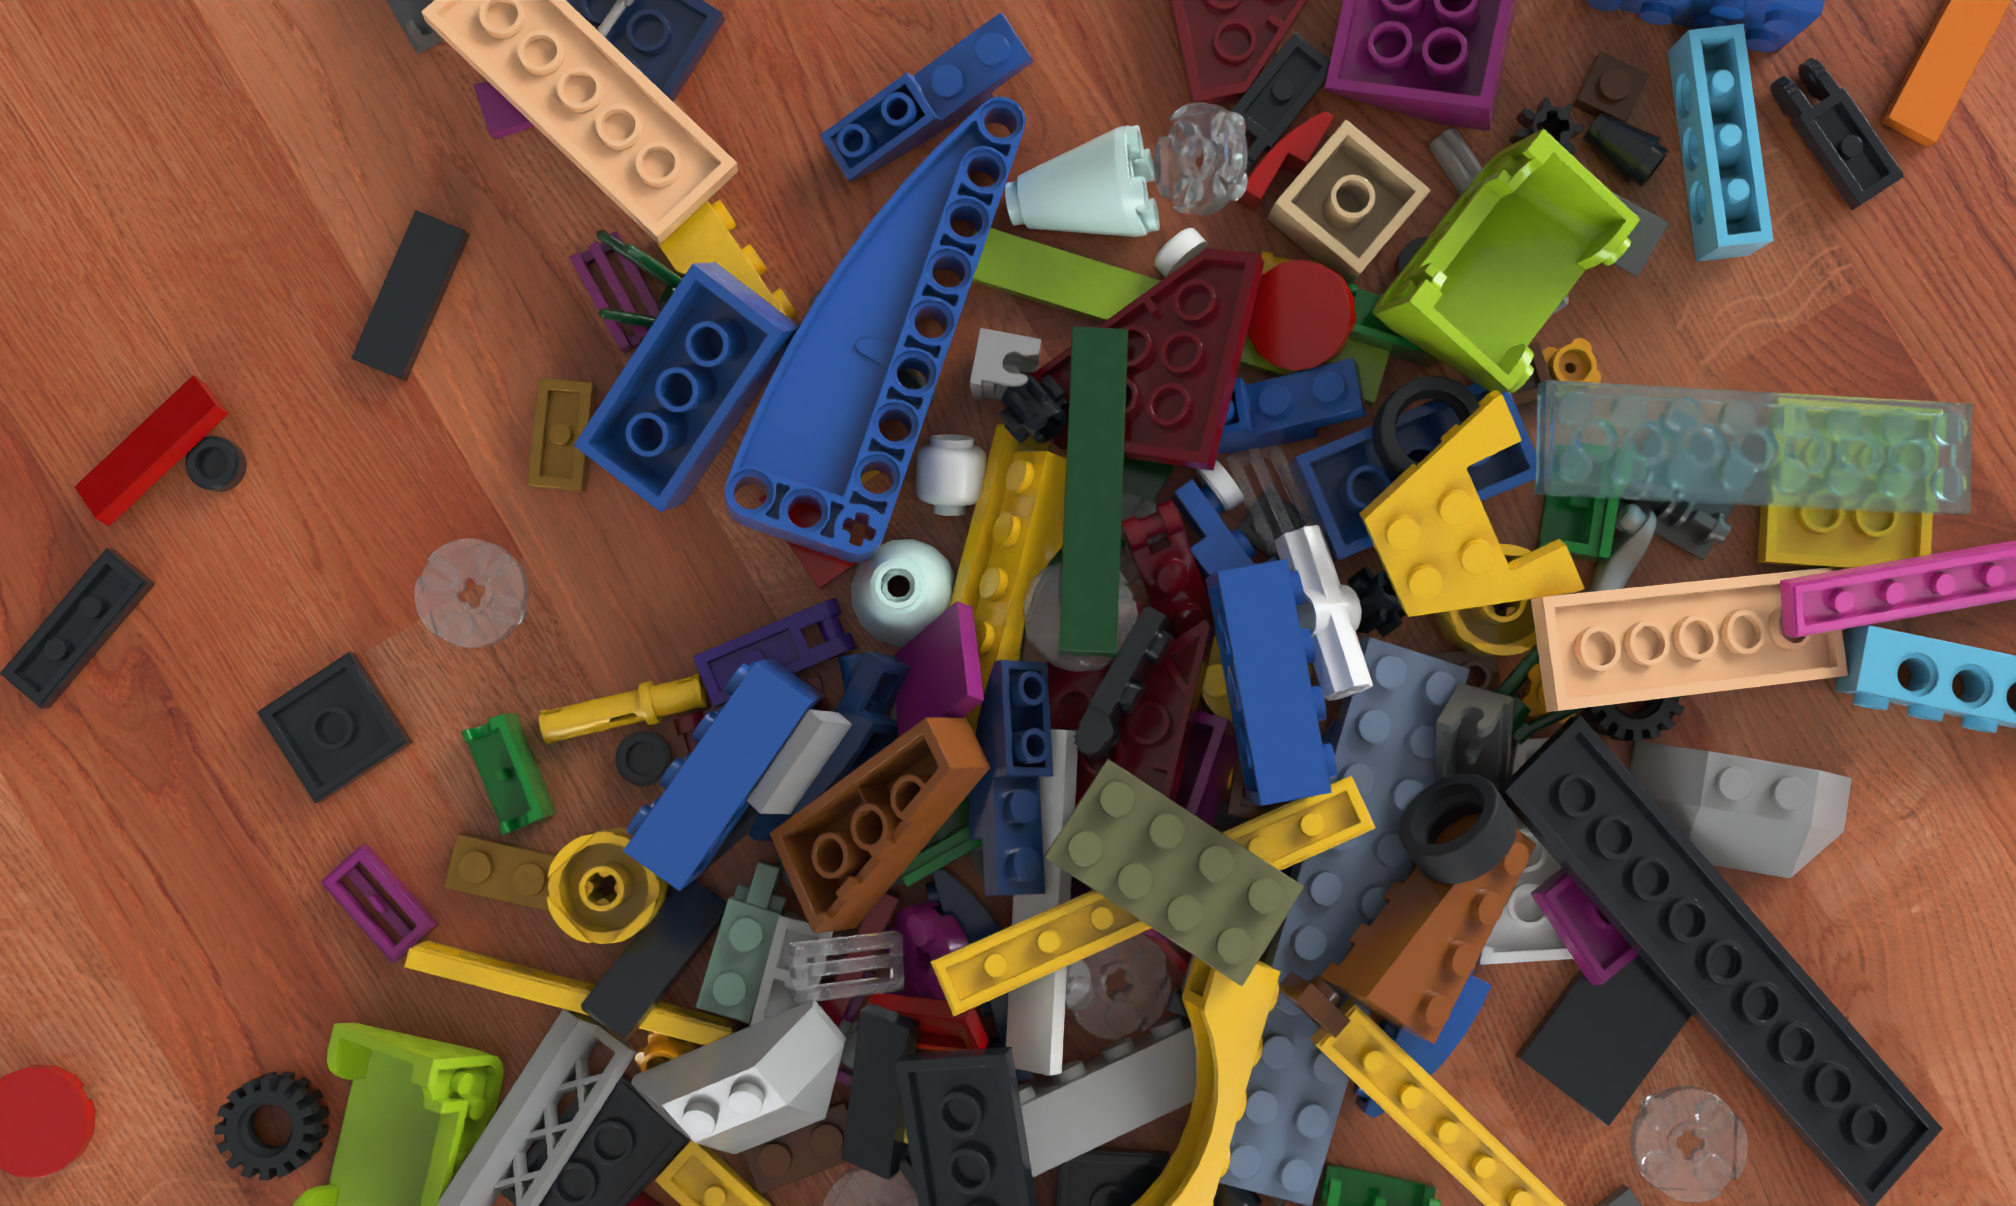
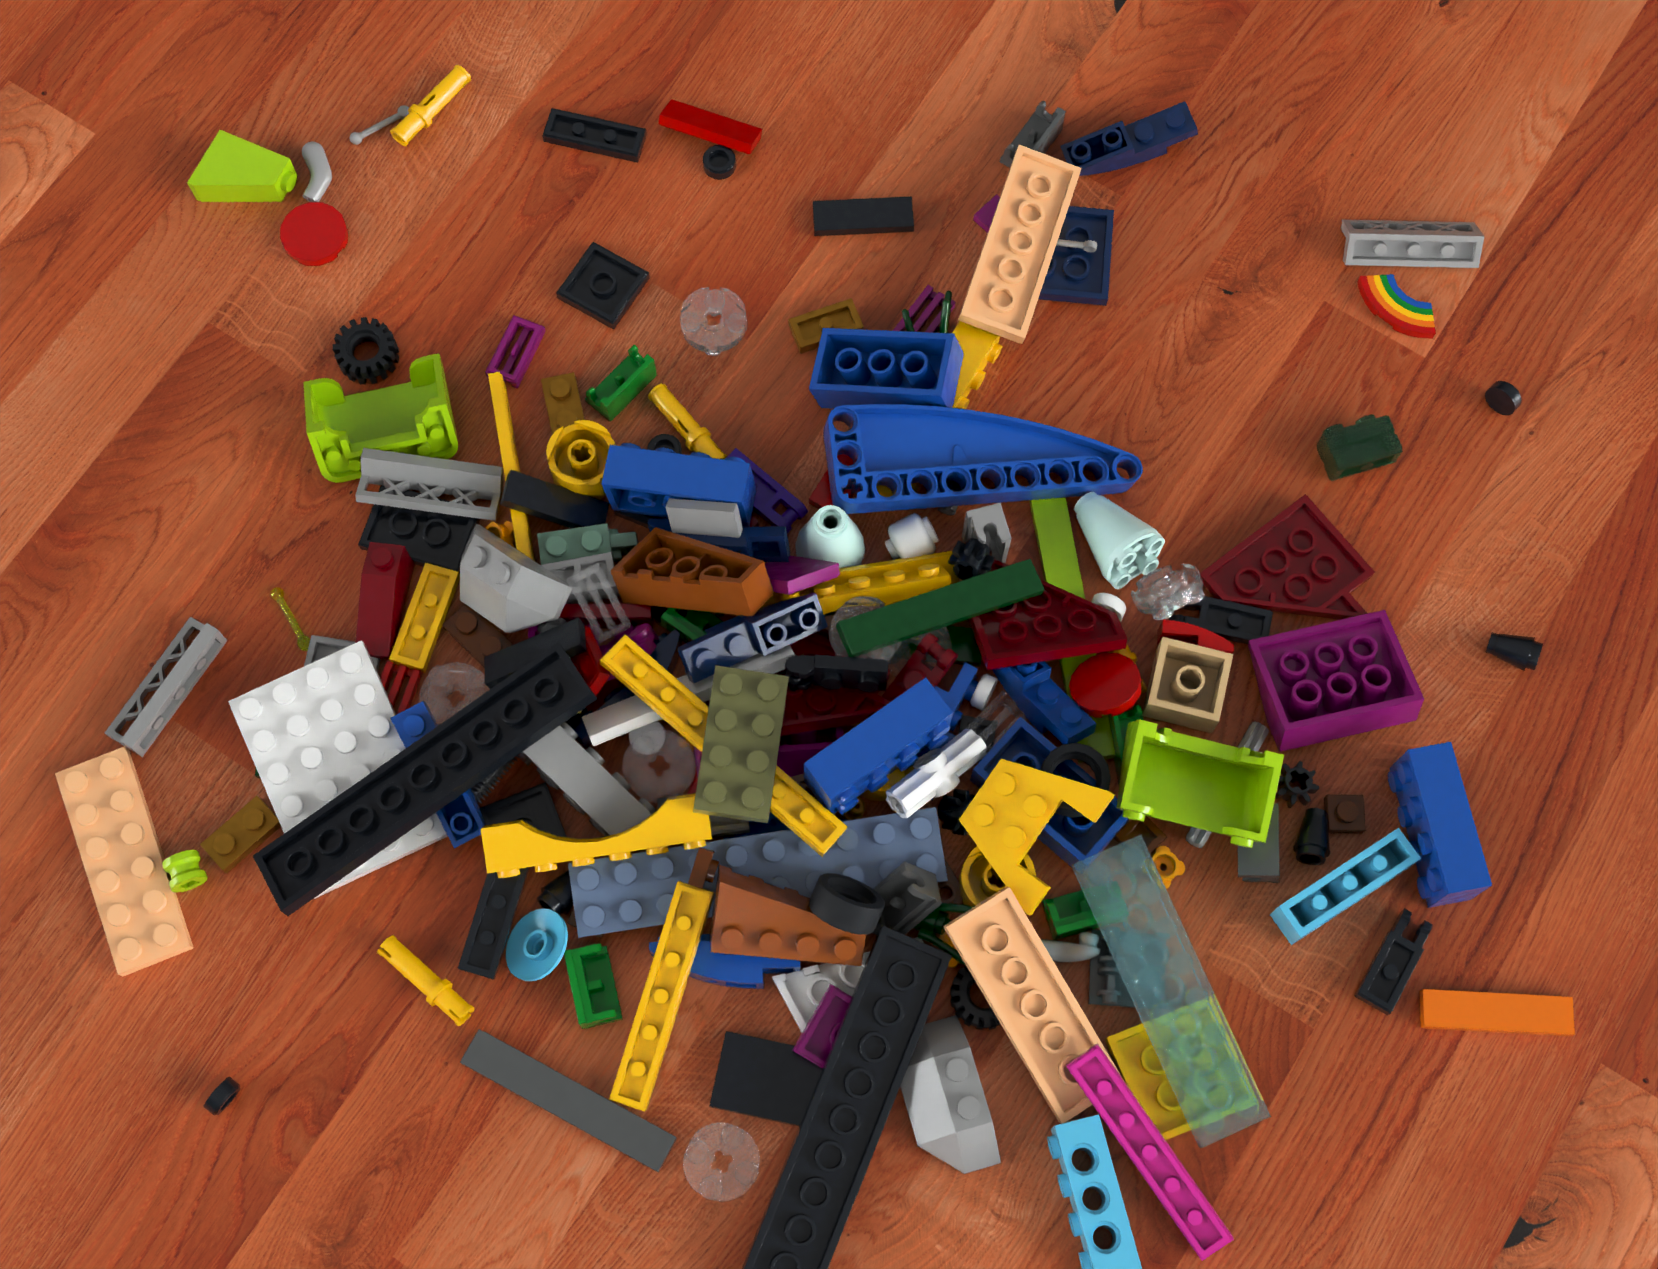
camera: 60 degrees right, 15 degrees down
(927, 102) = (1111, 424): blue slope -> none

